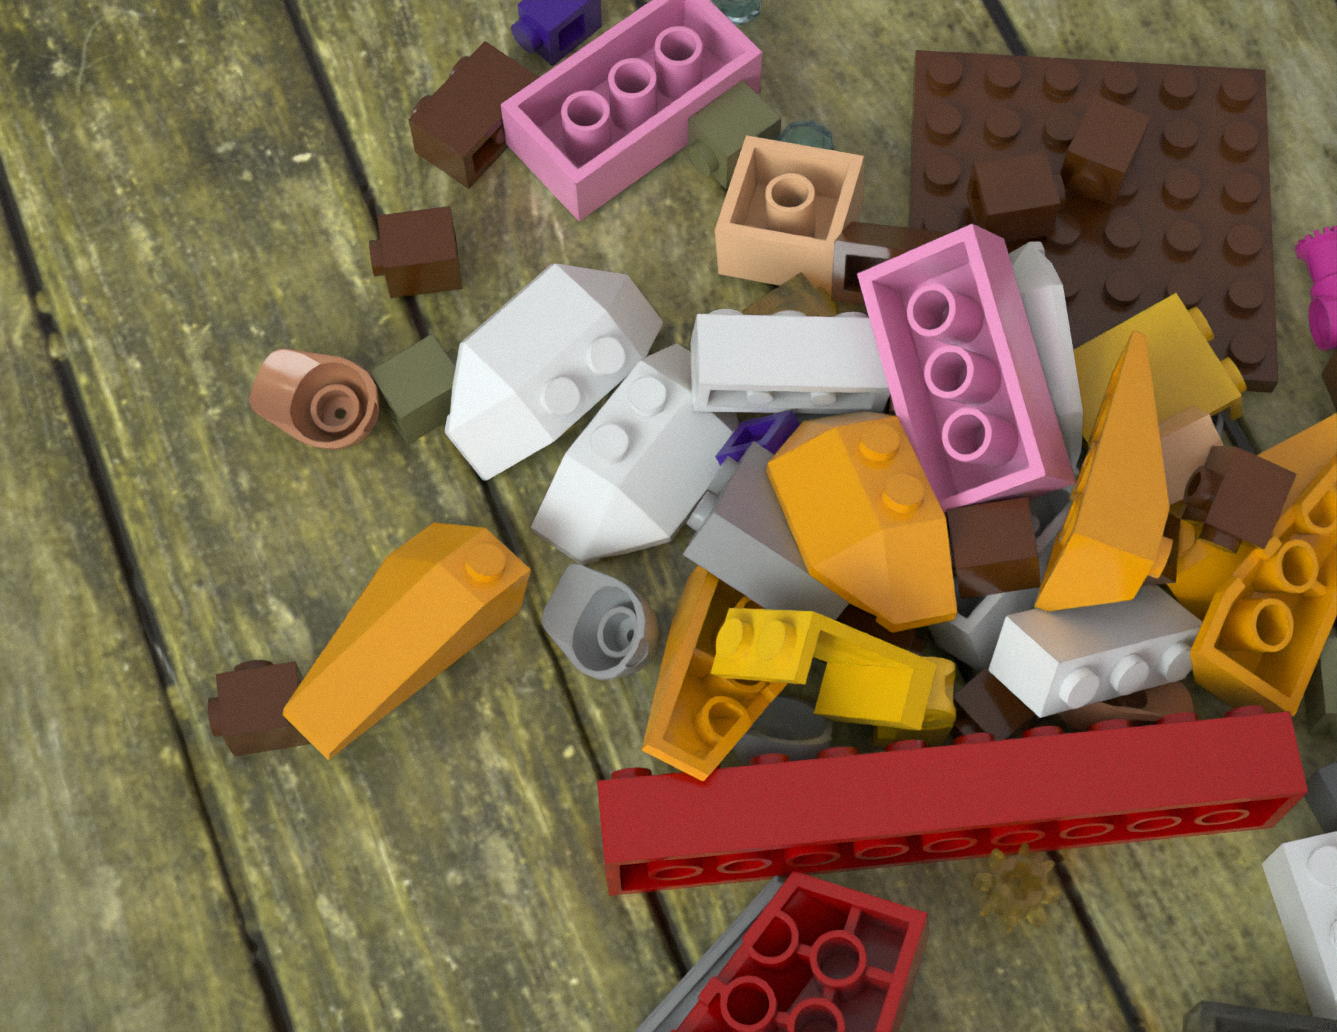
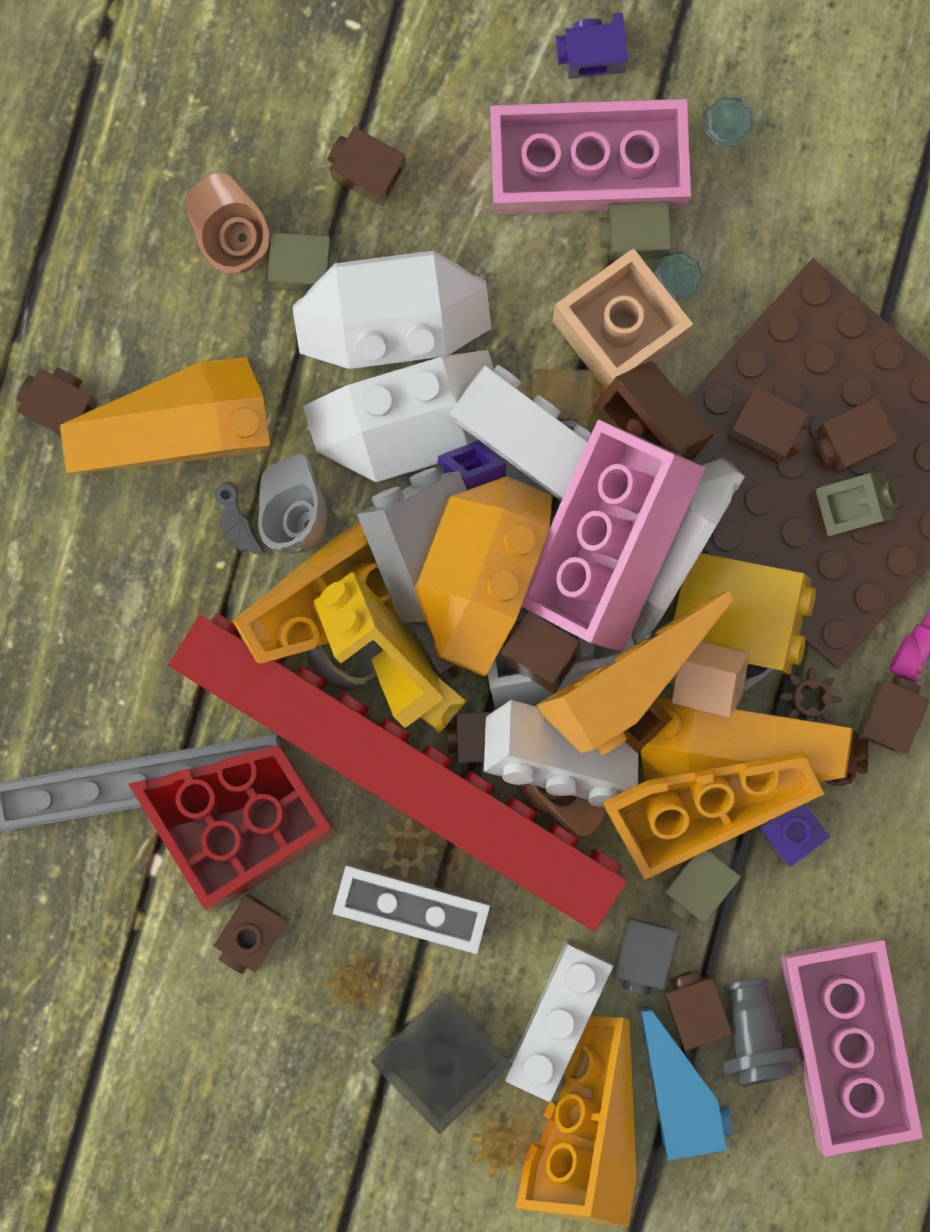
camera: 40 degrees right, 20 degrees up
(463, 121) = (474, 82): reddish brown brick -> none
(552, 693) = (236, 524): none -> dark grey piece
(1082, 943) = (411, 908): none -> white brick
(1159, 208) = (857, 502): none -> olive bracket
(1236, 498) = (707, 735): reddish brown brick -> none
(1275, 419) = (824, 699): none -> reddish brown gear

